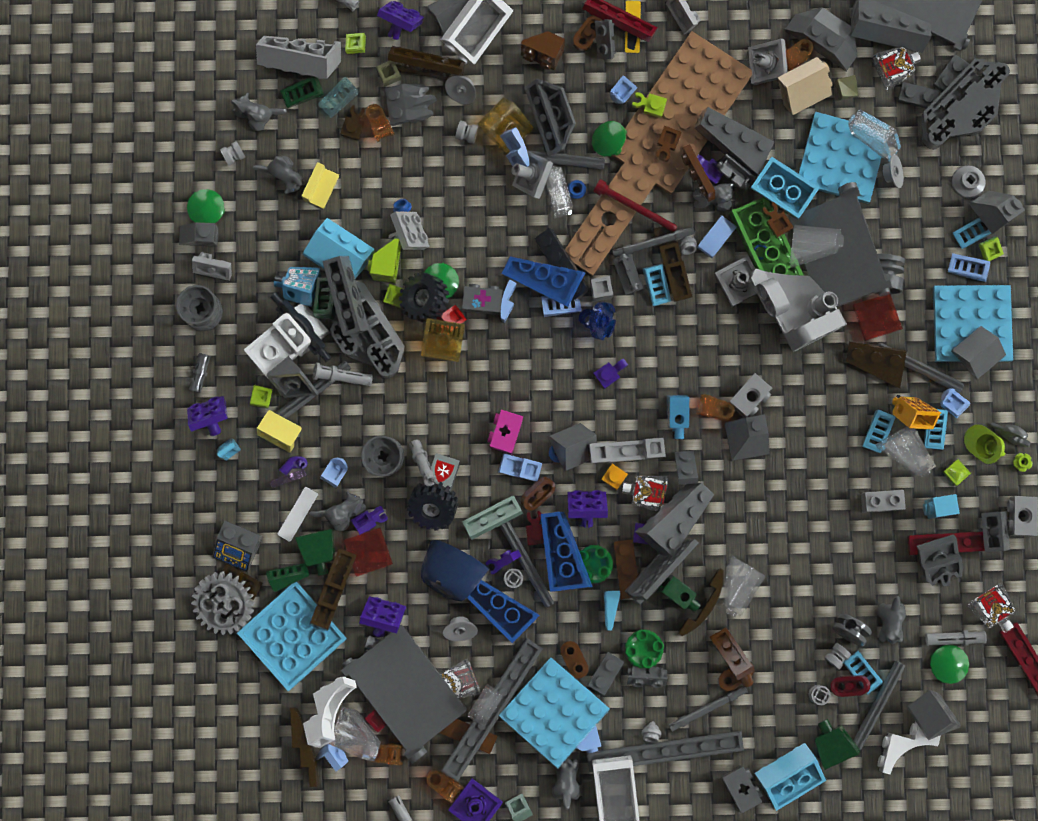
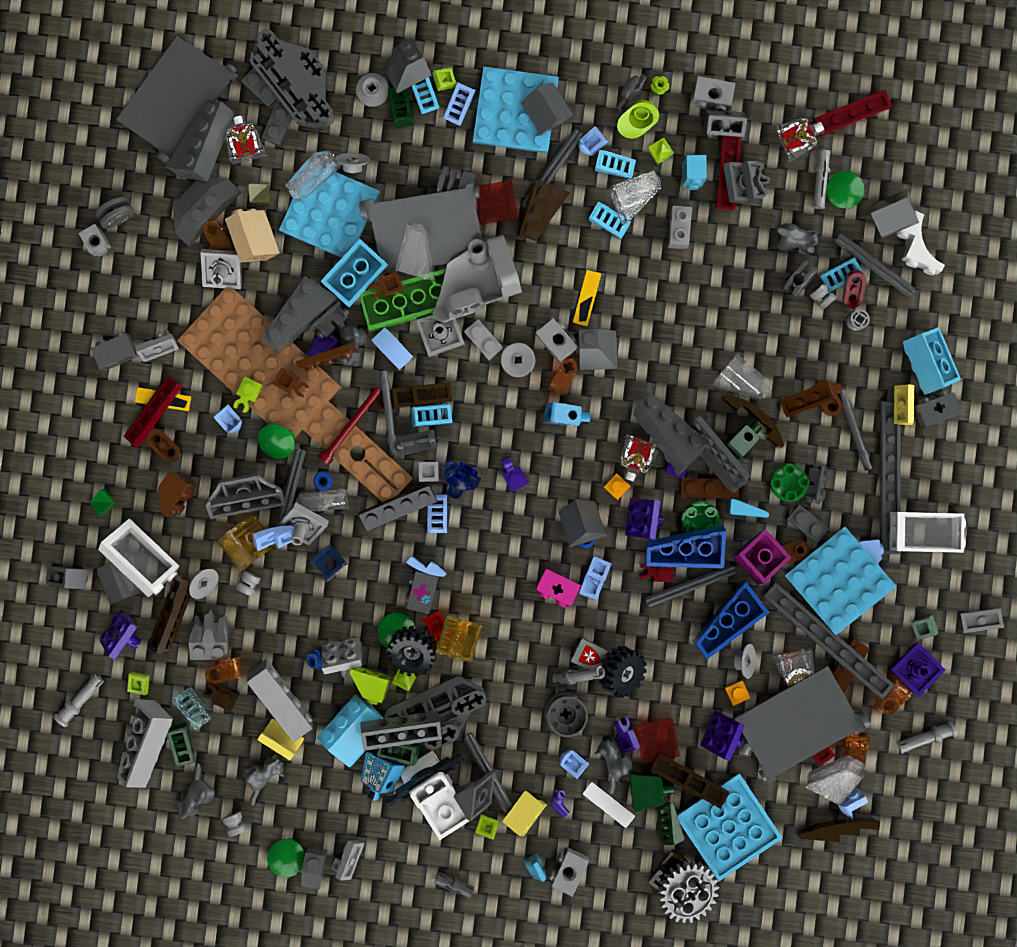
camera: 80 degrees left, 5 degrees up
(197, 298) = (387, 889): dark grey wheel -> none
(207, 415) = (499, 883): dark purple plate -> none
(216, 482) = (569, 883): none -> light grey brick
(236, 546) = (632, 869): slope -> none
(288, 478) = (572, 805): clear purple bar -> none
(320, 727) = (798, 801): white arch -> none
(334, 374) = (476, 751): light grey pin -> none
(358, 178) = (279, 700): none -> light grey wedge
(388, 73) = (175, 654): olive slope -> none
(426, 626) = (737, 692): none -> light orange plate
(453, 568) = (688, 659): dark blue piece -> none
(485, 705) = (824, 646): clear torso -> none
(492, 517) = (640, 613): sand green plate -> none
(502, 198) = (320, 560): none -> dark blue piece
(506, 558) = (684, 605): dark purple plate -> none
(513, 578) = (703, 601): light grey wheel -> none
(538, 493) = (623, 564): reddish brown plate -> none
(549, 280) = (412, 524): blue wing -> none
(566, 629) = (761, 557): none -> magenta slope
(566, 786) = (910, 578): dark grey animal -> none
(605, 44) = (178, 430): dark grey hinge -> none
(627, 450) = (593, 470): light grey slope -> none
(651, 733) = (871, 488): light grey plate -> none
(686, 467) = (619, 415): dark grey plate -> none
(687, 245) = (396, 379): light grey plate -> none
(733, 356) = (518, 350): none -> light grey piece
(739, 324) = (483, 339): none -> light grey plate
(741, 754) = (904, 404): none -> light yellow panel
(797, 420) = (587, 298): none -> yellow sticker
(834, 745) = (908, 313): dark green torso -> none
(915, 412) = (598, 182): light orange torso -> none
(945, 215) = (404, 118): none -> dark green slope

